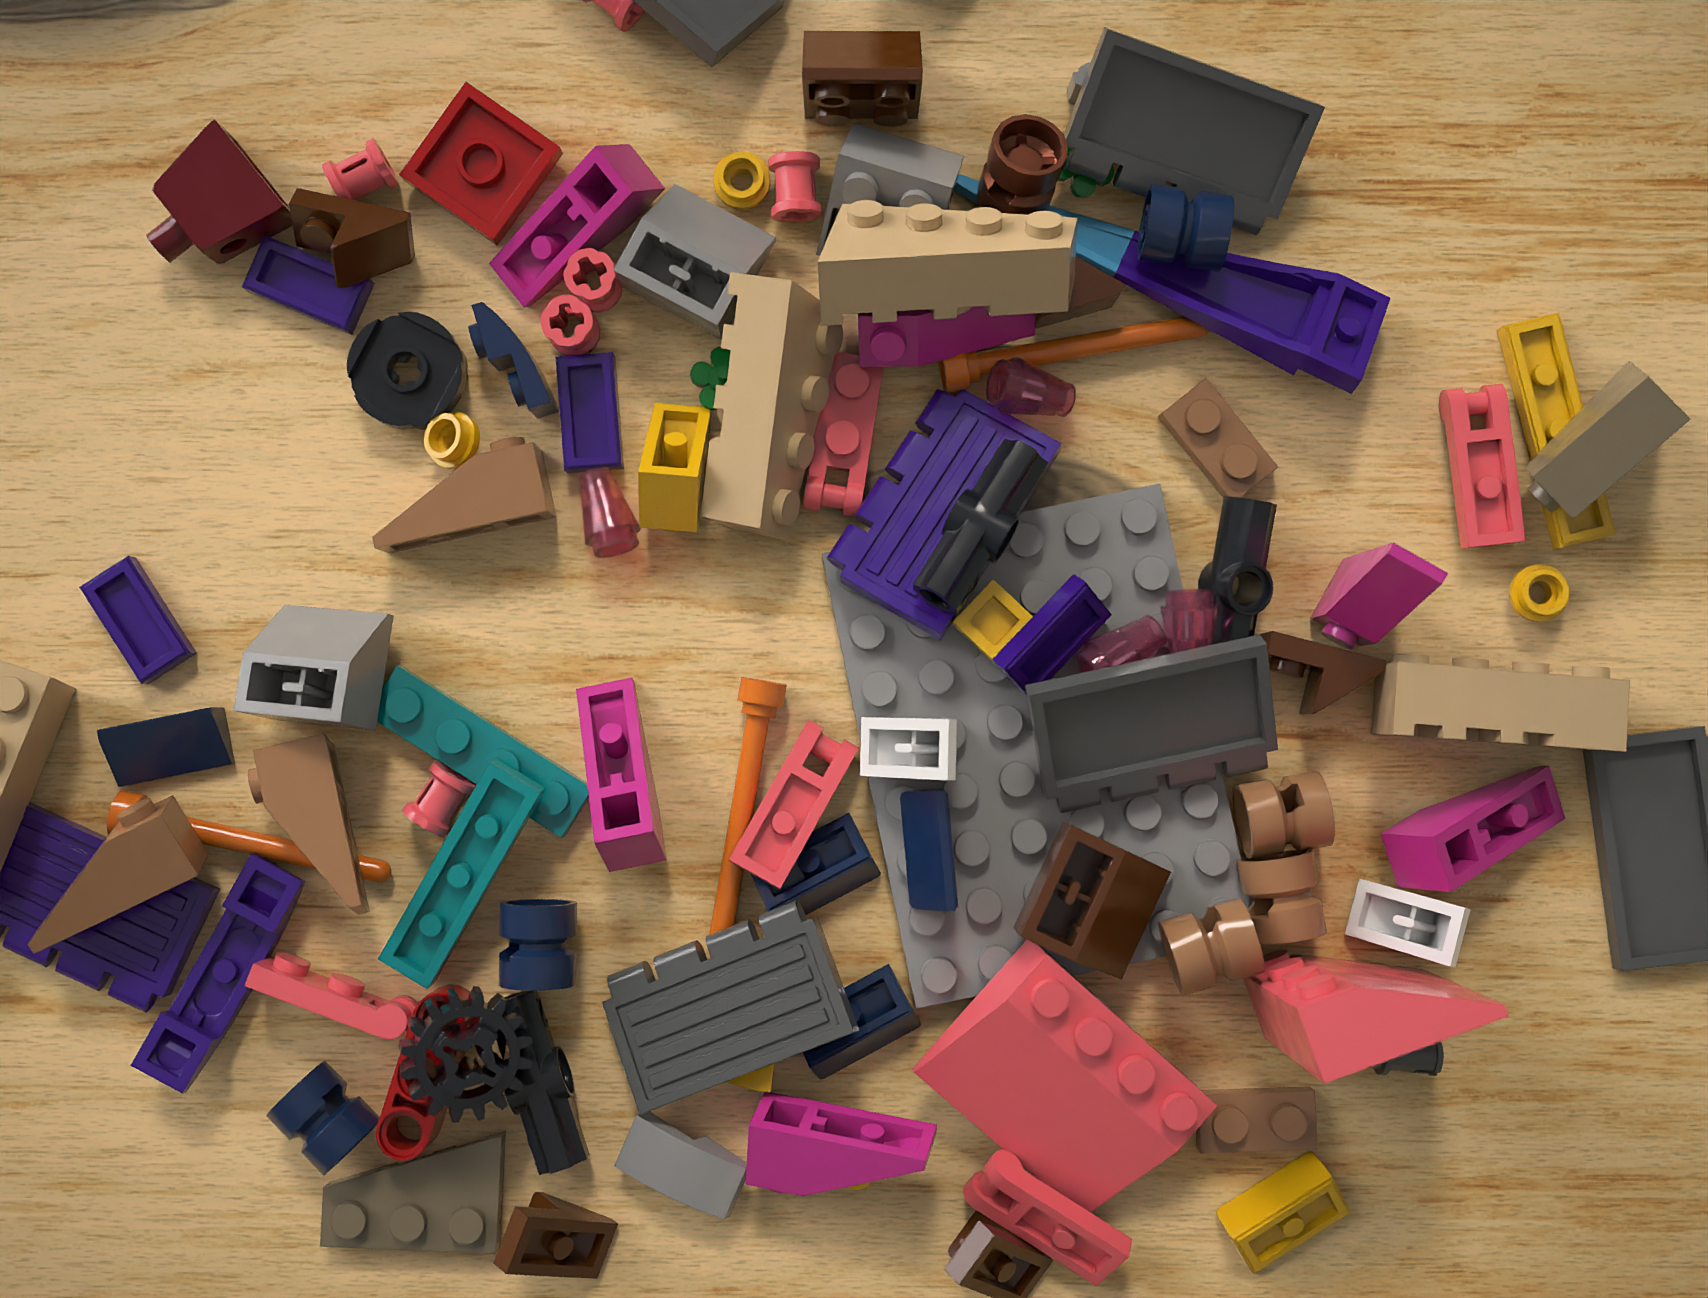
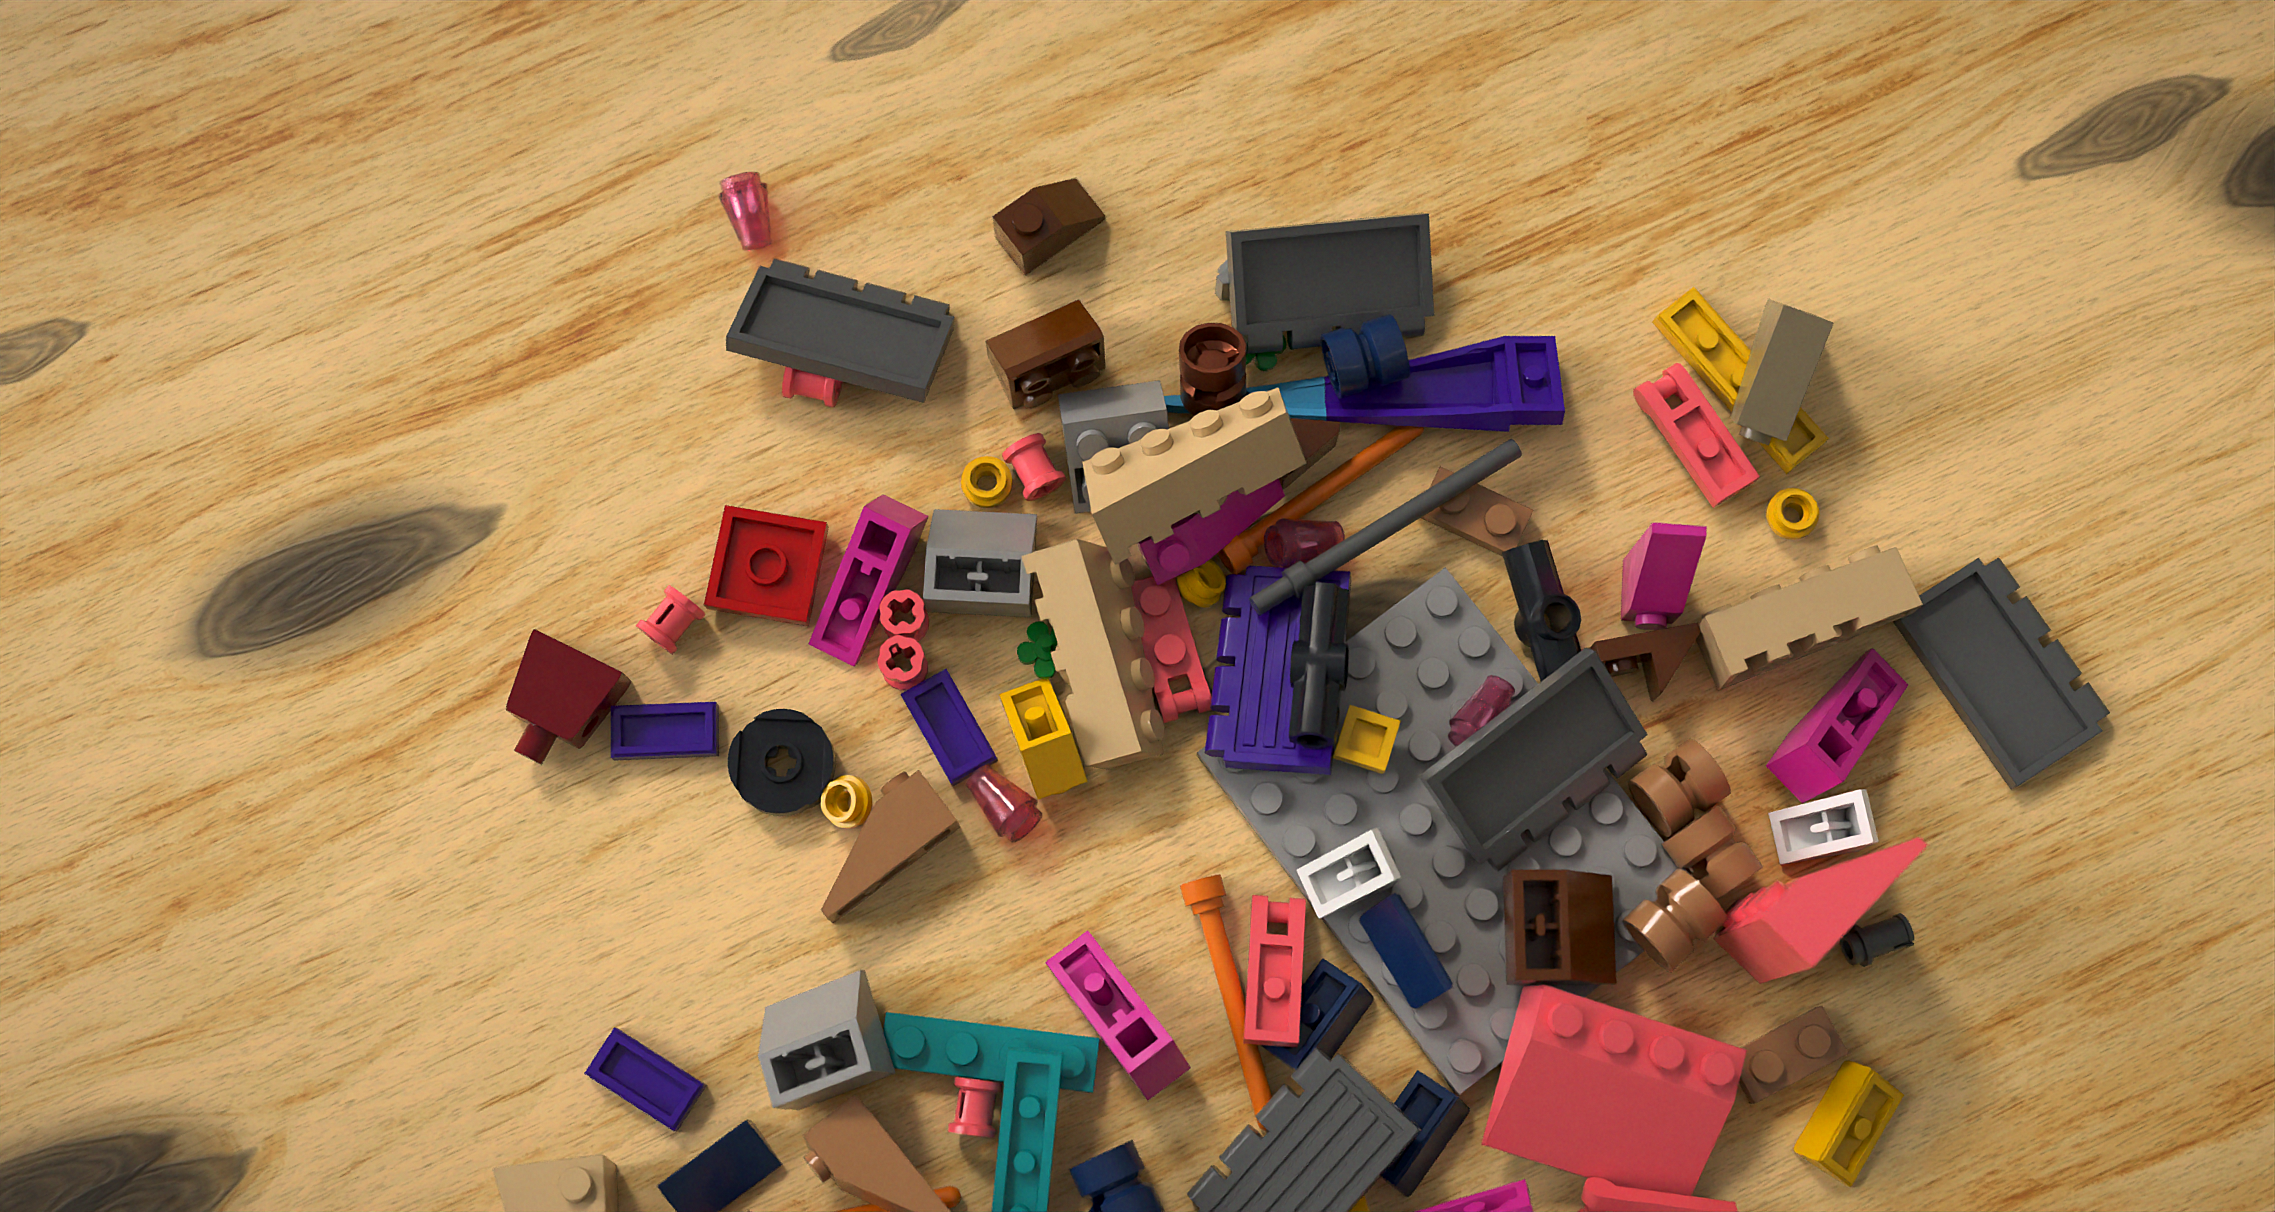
camera: 20 degrees left, 10 degrees down
(358, 235) = (692, 667): reddish brown slope -> none
(505, 350) = (857, 705): dark blue slope -> none
(907, 387) = (1202, 584): none -> yellow plate
(1013, 426) = (1306, 575): none -> dark grey bar
(1053, 634) = (1420, 727): dark purple tile -> none
(1189, 618) = (1523, 662): clear pink cone -> none

